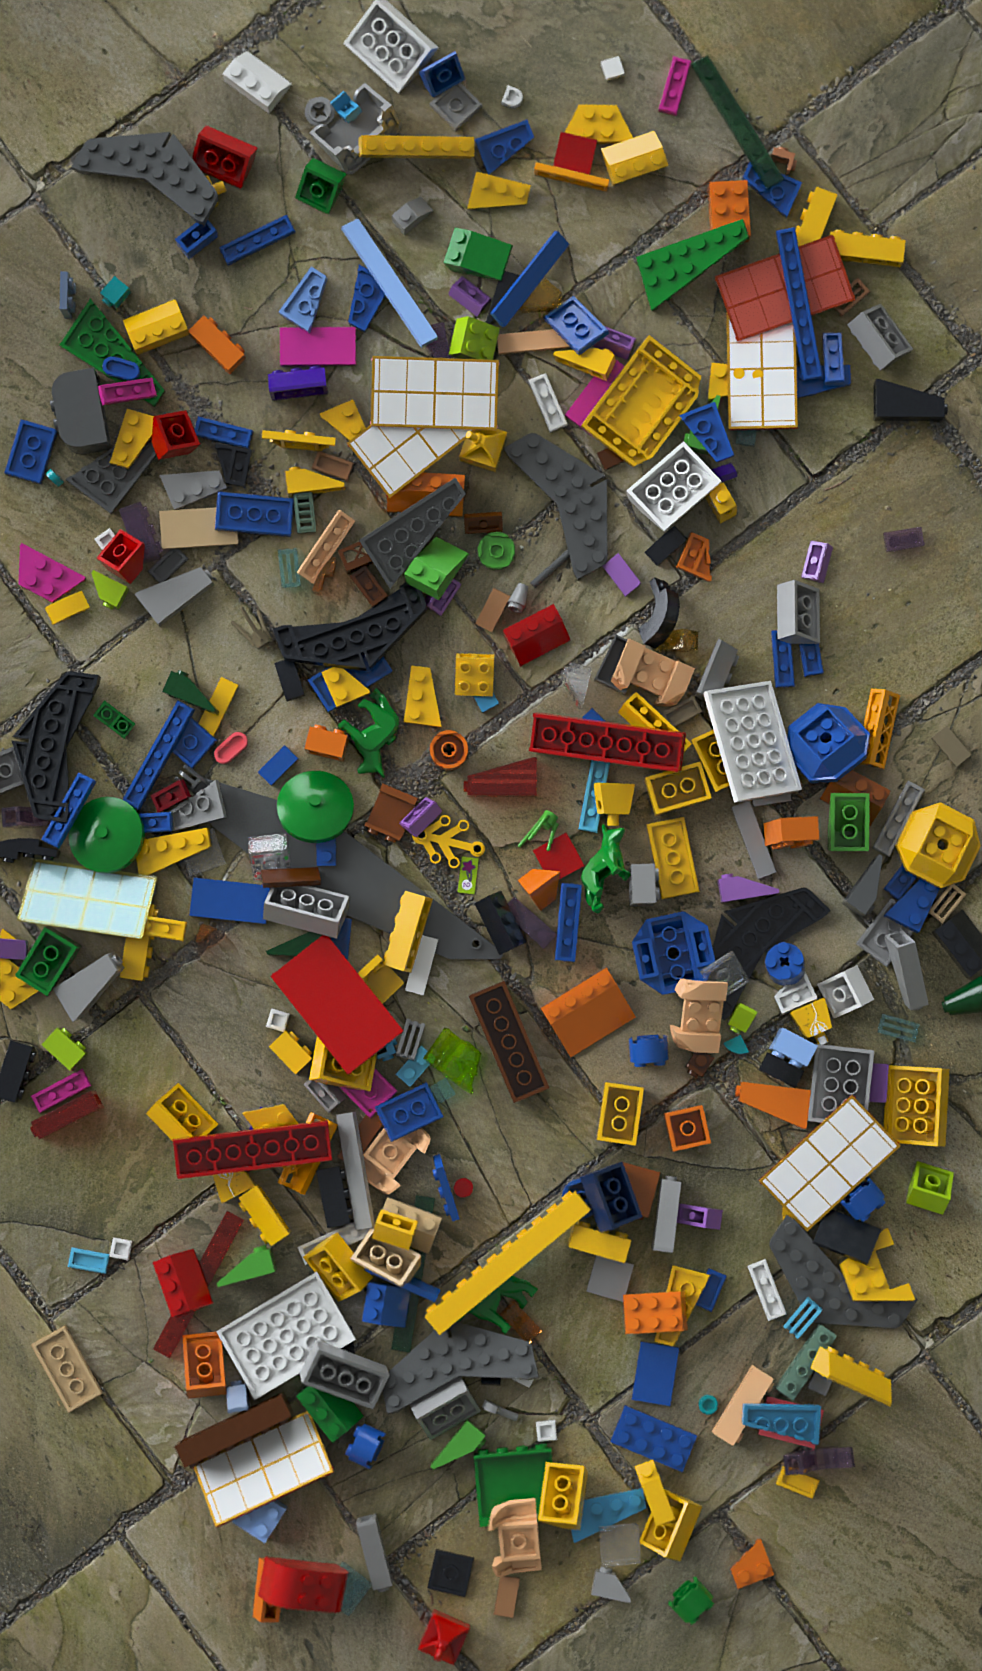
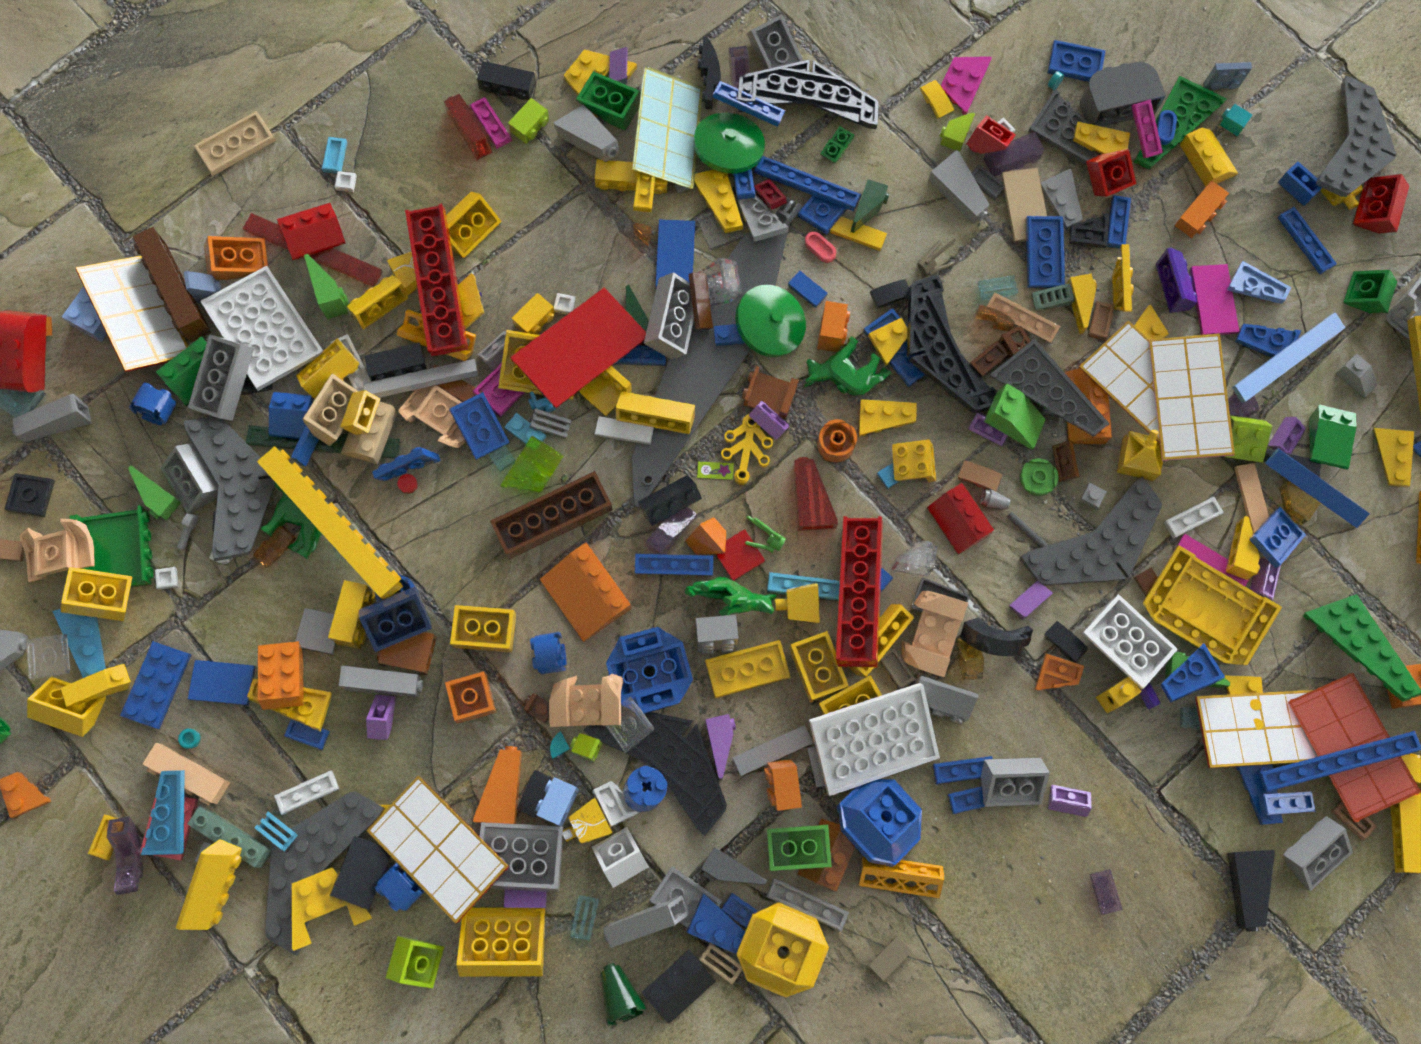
camera: 85 degrees right, 10 degrees down
(519, 499) = (1093, 496): none -> light grey plate

